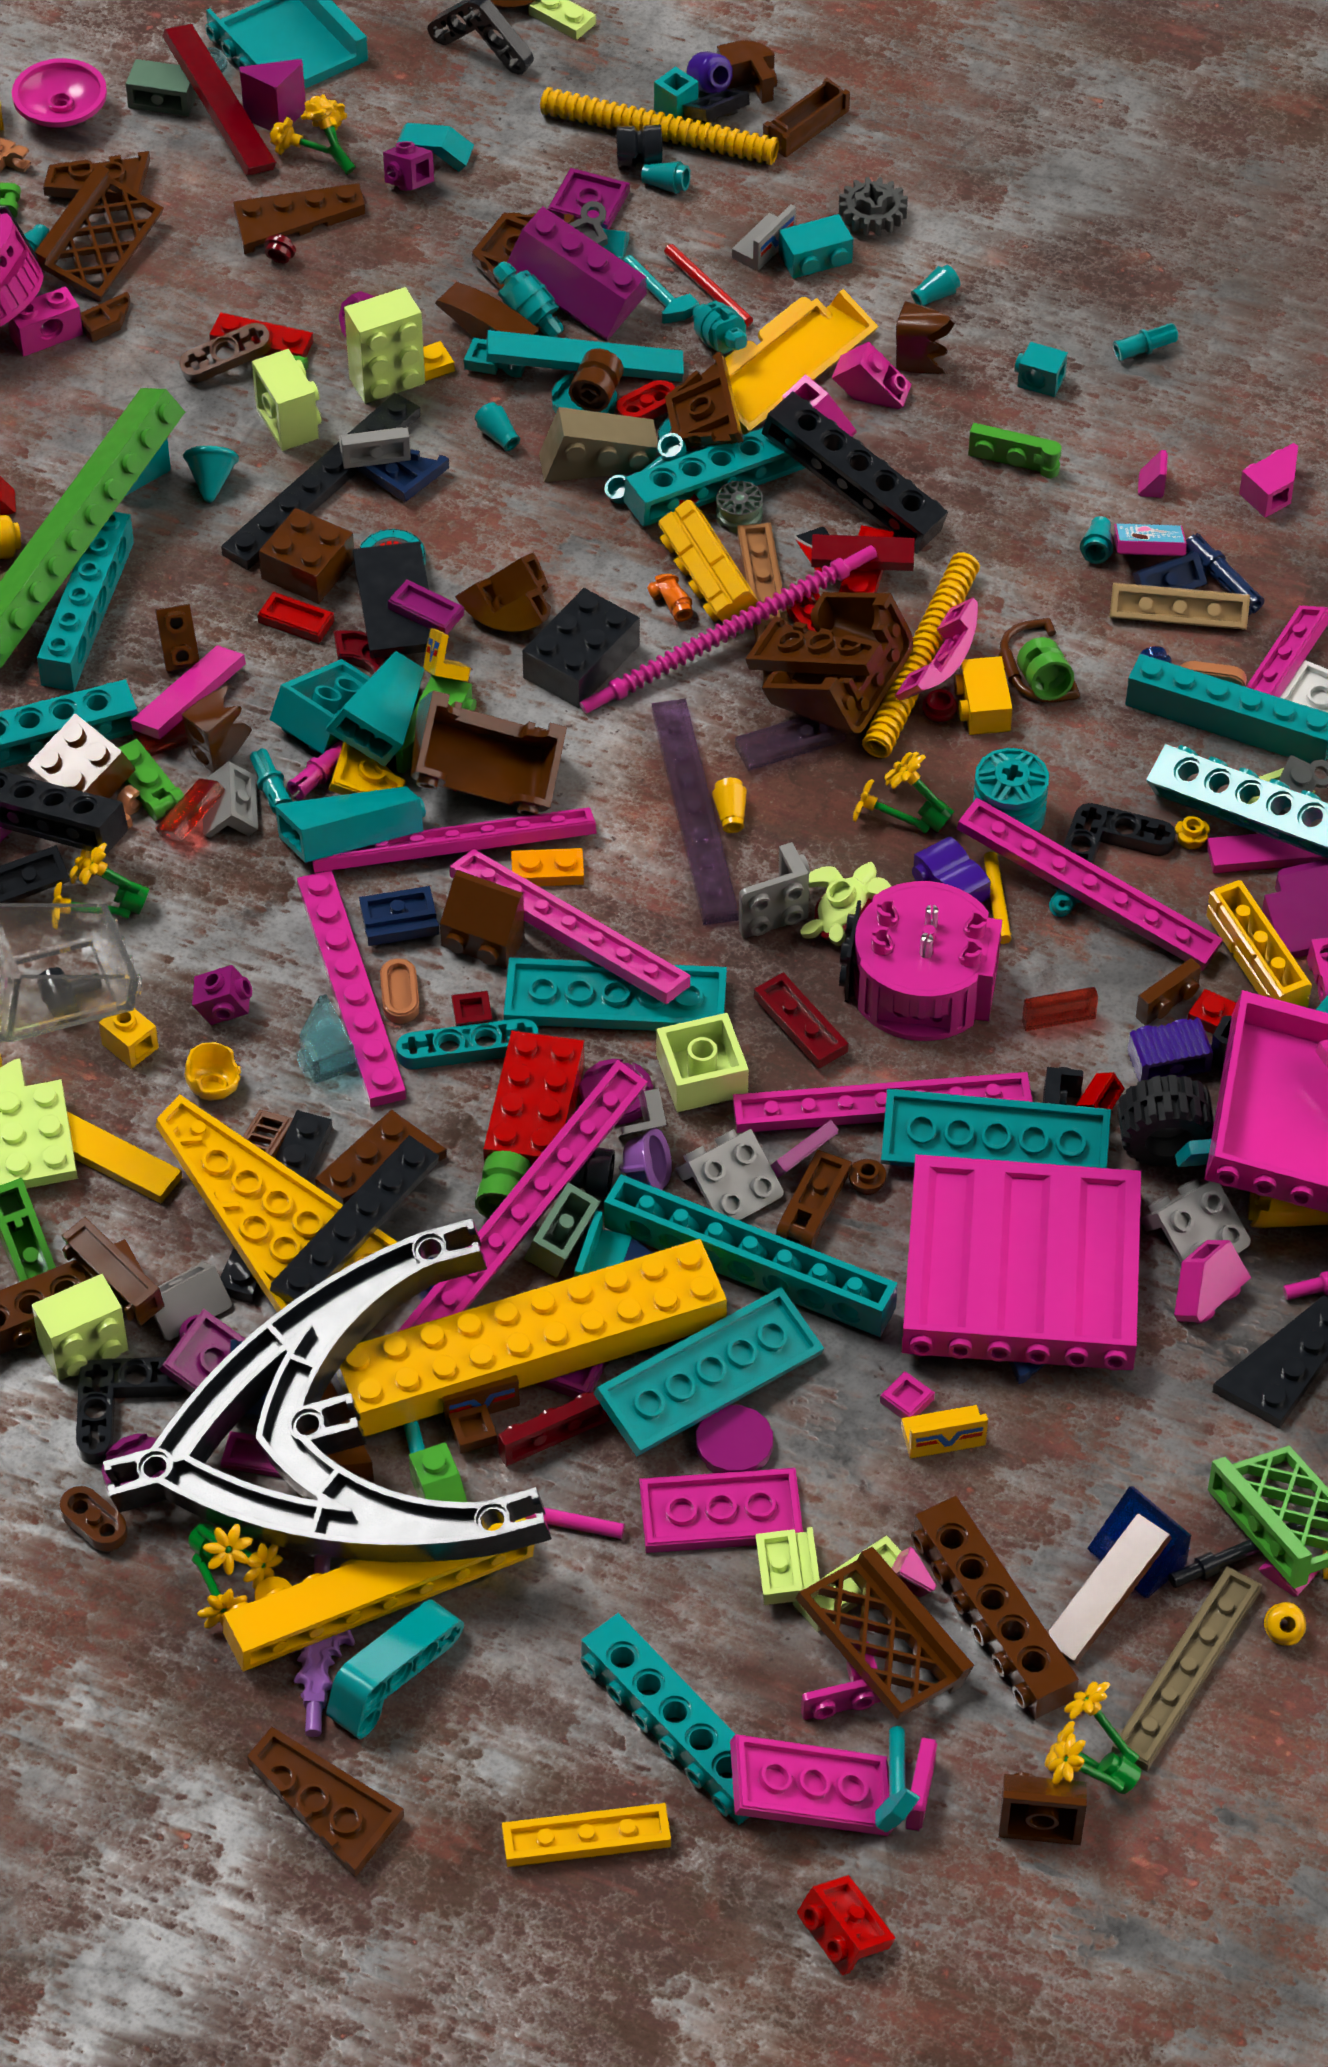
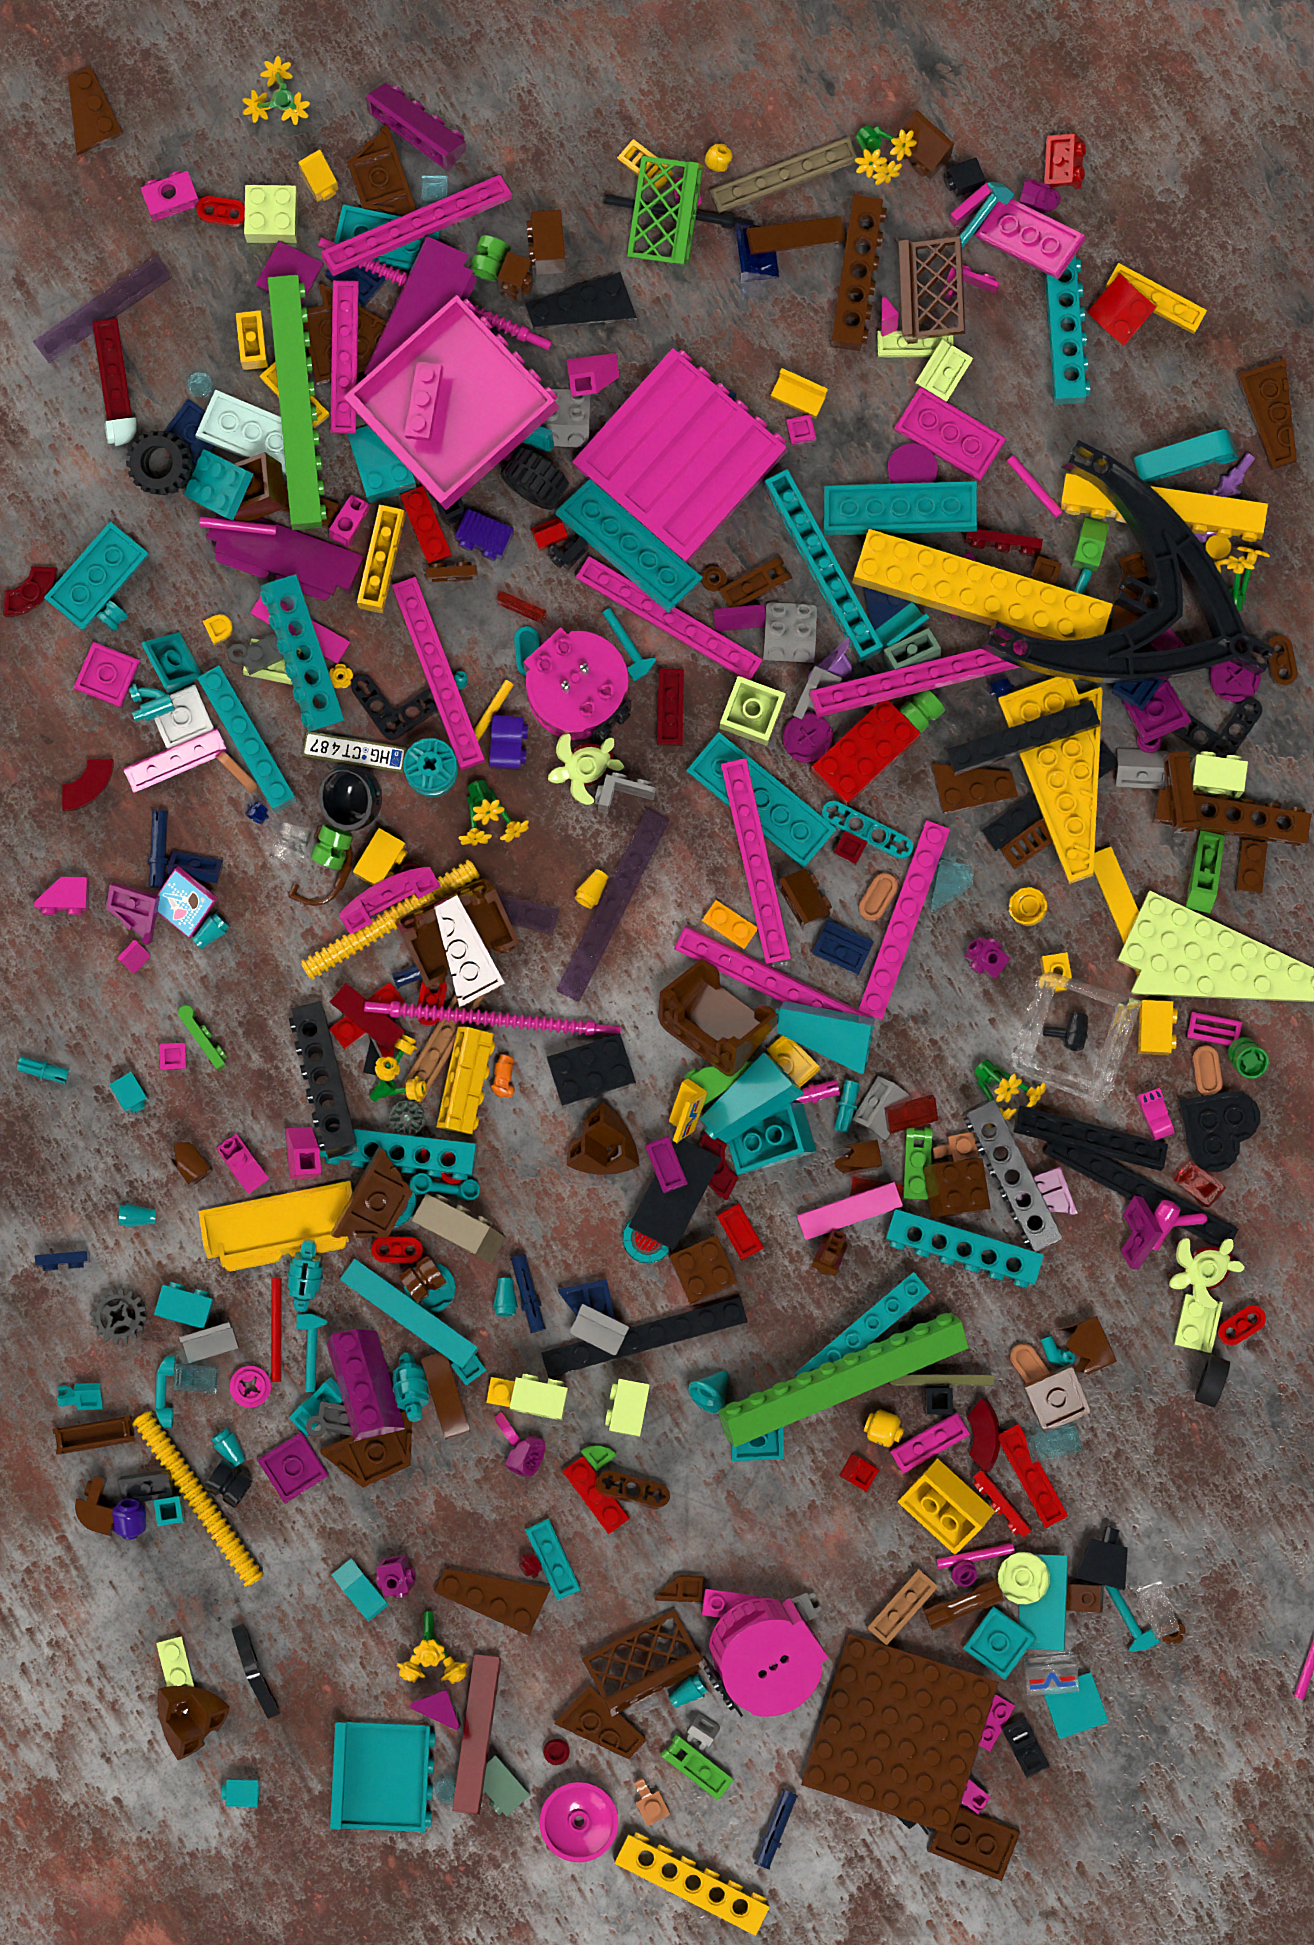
camera: 145 degrees left, 30 degrees up
(128, 139) = (556, 1751): none -> dark red plate
(261, 270) = (553, 1559): none -> teal tile
(467, 438) = (535, 1323): none -> dark blue pin
(616, 1777) = (1122, 309): none -> red slope
(700, 223) = (248, 1374): none -> dark pink gear
(753, 164) = (164, 1414): none -> teal bar
(753, 199) = (195, 1378): none -> clear light blue slope
(795, 498) = (388, 1068): none -> yellow plant
(842, 138) = (84, 1396): none -> teal plate
(844, 1854) = (1039, 196): none -> magenta rock
(872, 1042) = (641, 666): none -> teal piece
(957, 1812) = (965, 177): none -> black brick
(972, 216) = (74, 1260): none -> dark blue plate
(1015, 983) = (526, 642): none -> teal tile
(1029, 420) = (173, 1056): none -> dark pink plate
(1064, 709) = (351, 799): none -> black piece
(1091, 649) = (290, 844): none -> clear wheel
(1103, 777) = (354, 752): none -> tile
(1179, 606) = (207, 841): tan tile -> none
(1195, 510) = (134, 909): none -> magenta wing

